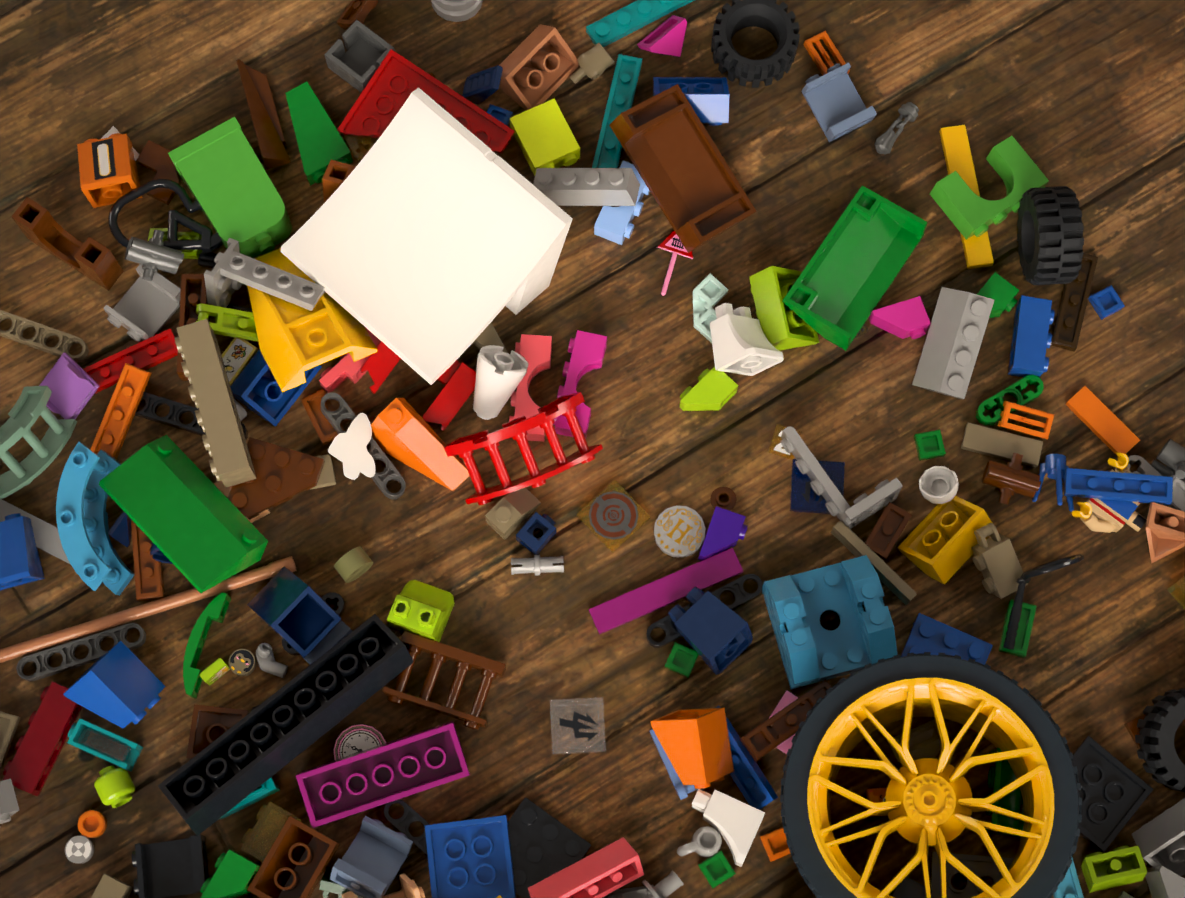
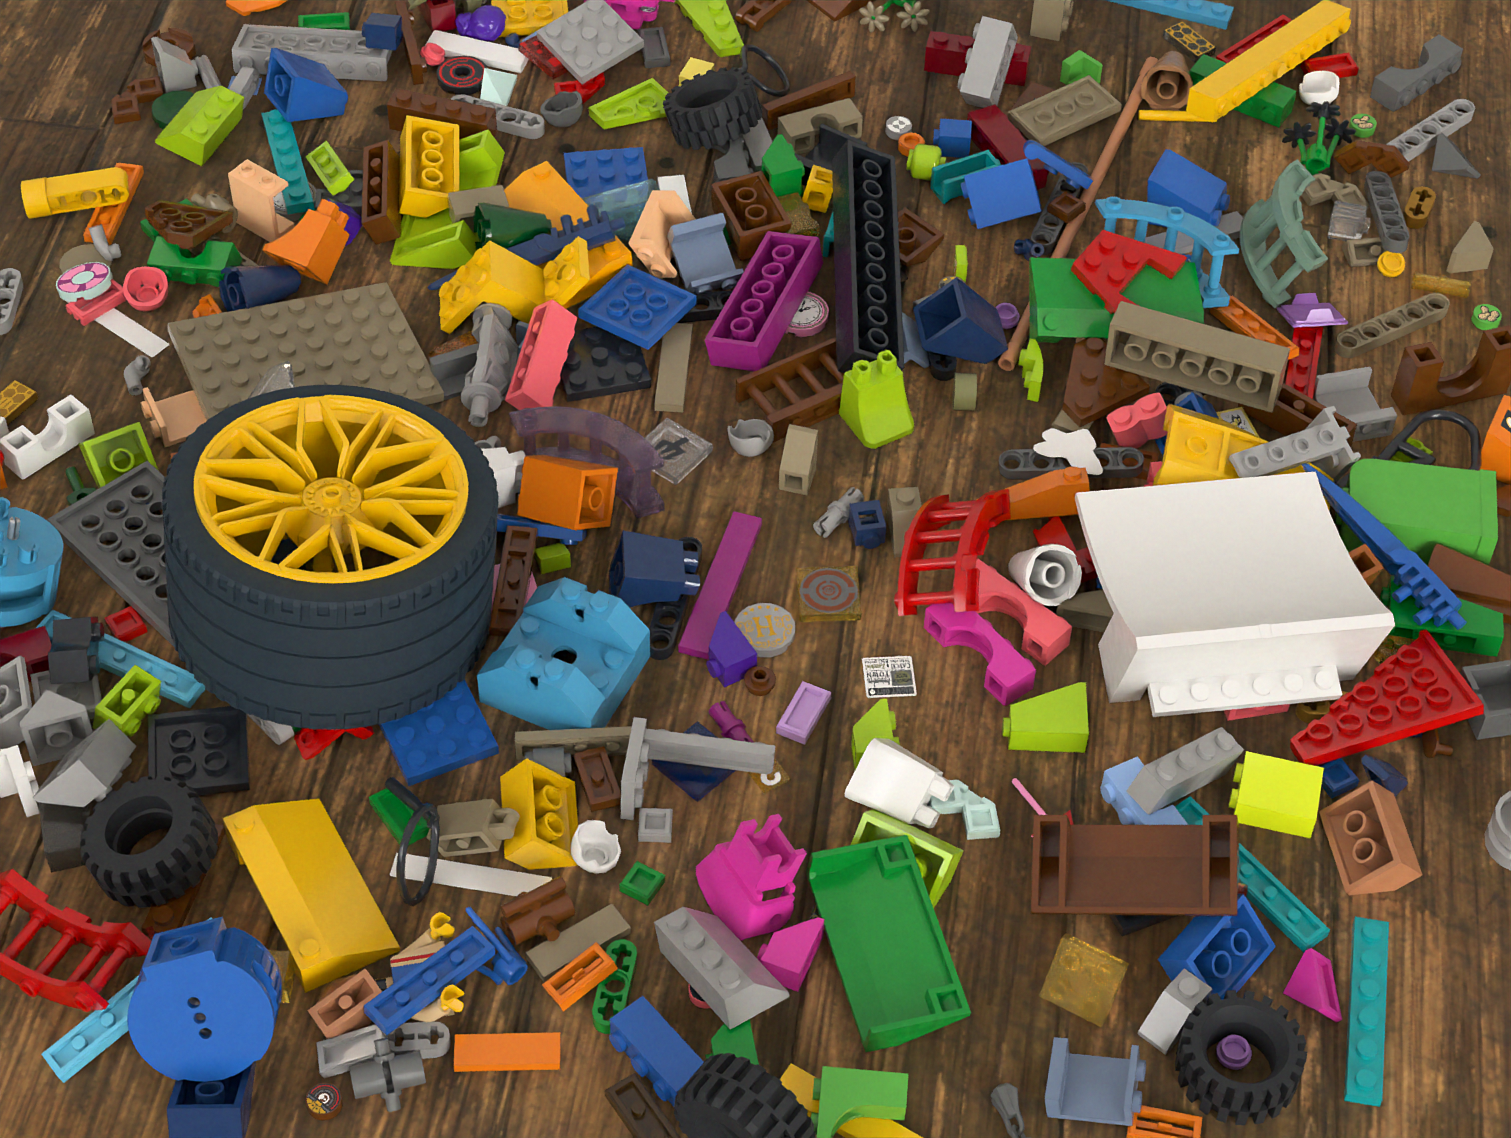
camera: 130 degrees right, 25 degrees down
(51, 669) = (1056, 164): none -> blue plate
(63, 790) = (953, 137): none -> blue brick
(86, 638) = (1066, 207): none -> reddish brown tile
(153, 255) = (1394, 415): dark grey pin -> none
(153, 634) = (1028, 248): none -> dark blue arm
(162, 528) = (1115, 261): none -> red wing
(216, 612) = (993, 265): green slope -> none
(220, 838) = (818, 189): none -> yellow brick
(229, 321) = (1277, 424): lime plate -> none
(240, 599) = (1008, 315): none -> medium lavender plate
(280, 544) = (1032, 364): none -> lime slope
(295, 425) = (1139, 422): none -> coral brick
(306, 154) = (1397, 559): none -> blue piece
(499, 791) = (673, 368): none -> dark tan tile
(523, 619) = (798, 459): none -> dark tan slope
(523, 676) = (751, 437): none -> light grey hair
(592, 63) = (1335, 897): dark tan piece -> none
(602, 300) = (1049, 721): none -> lime slope
(641, 764) = (635, 453): none -> fence
(645, 429) = (889, 676): none -> sticker
(722, 455) = (803, 712): none -> lavender tile
(743, 719) = (552, 558): none -> lime slope
(748, 49) = (1234, 1052): none -> medium lavender plate
(751, 94) = (1168, 1016): none -> light grey slope
(776, 483) = (728, 723): none -> magenta pin
(779, 148) = (1083, 979): none -> clear yellow plate
(883, 470) = (655, 825): none -> light grey tile
(886, 365) = (744, 868): none -> dark pink piece
(906, 567) = (551, 758): none -> dark grey brick
(1038, 585) = (471, 876): none -> white sticker
(1116, 628) = (310, 889): none -> yellow slope

